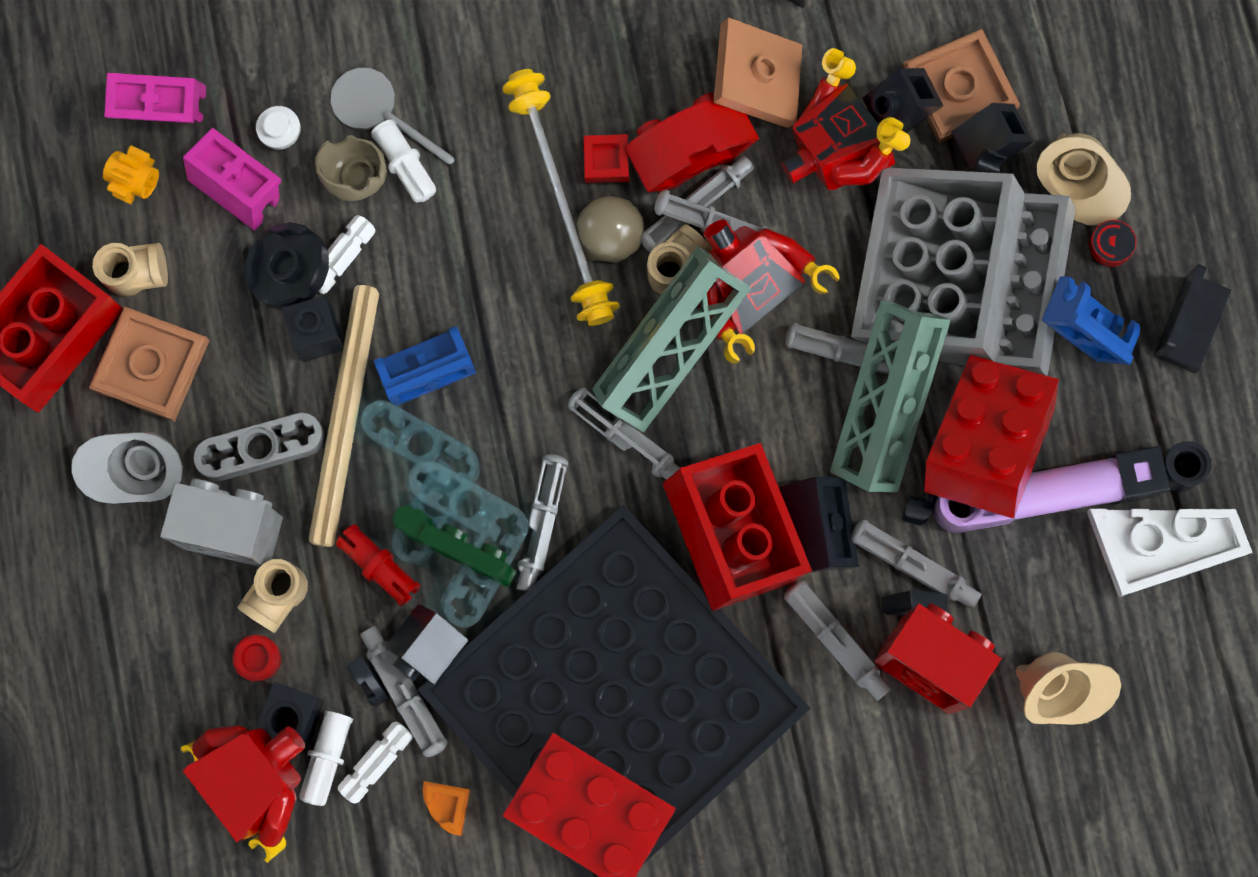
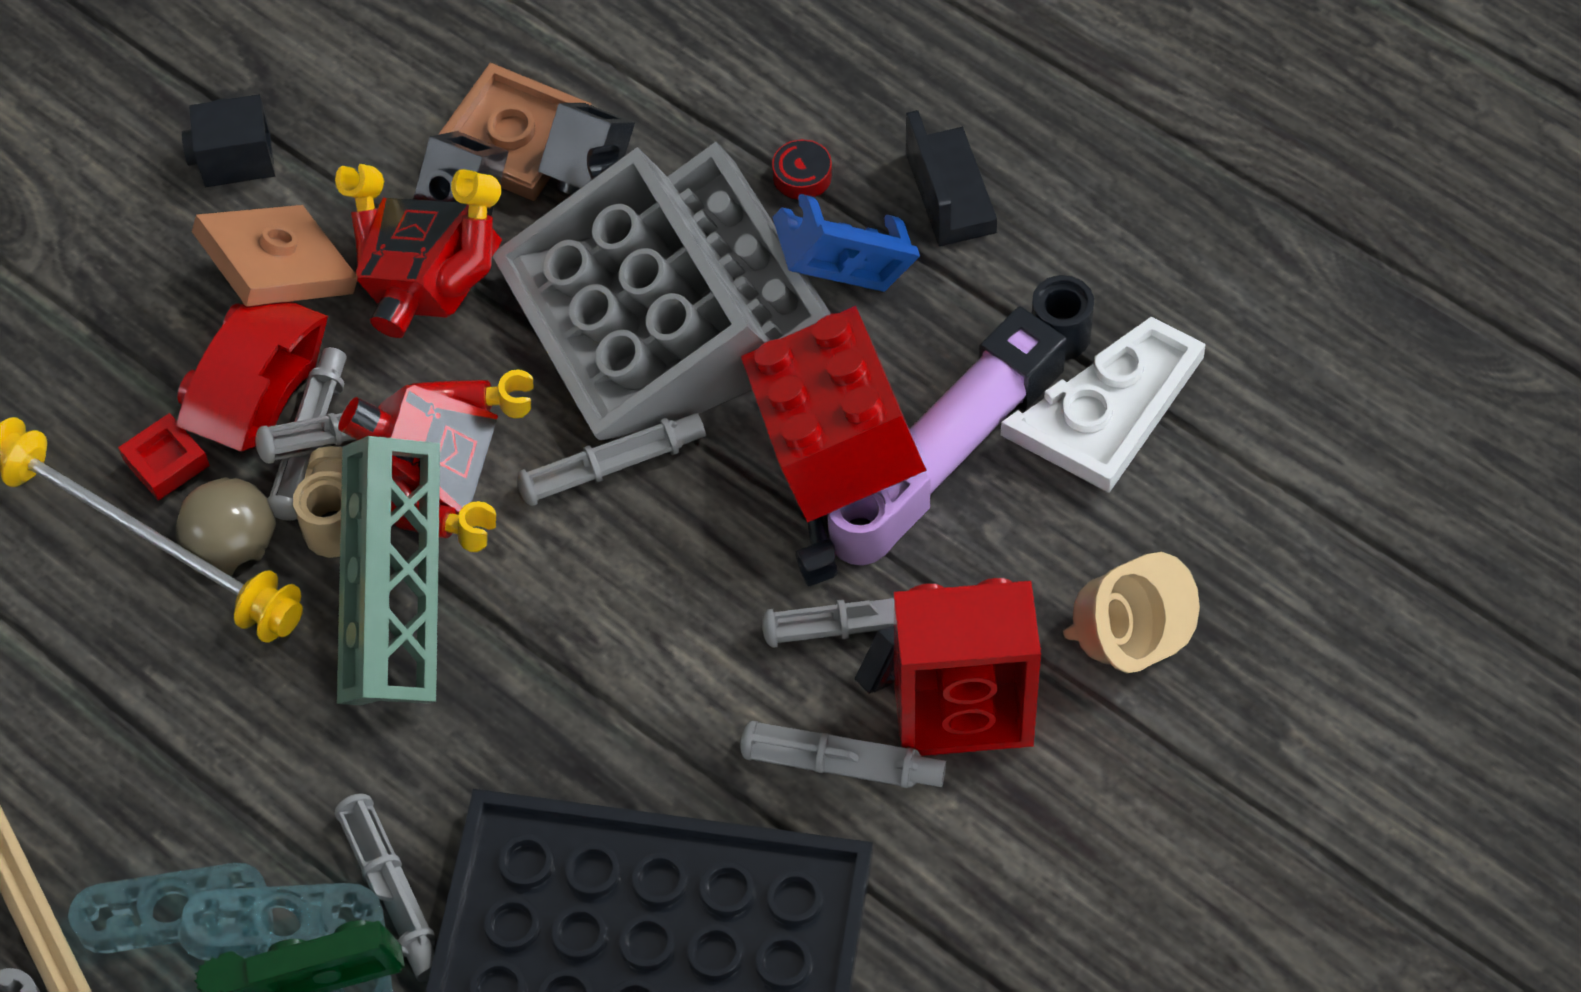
camera: 40 degrees left, 20 degrees down
(425, 367) = (113, 817): blue hinge -> none
(625, 435) = (419, 721): light grey piece -> none
(736, 526) = (625, 708): red brick -> none
(822, 522) = (716, 656): black panel -> none
(896, 403) = (706, 452): sand green fence -> none
(1087, 174) = (713, 107): tan piece -> none

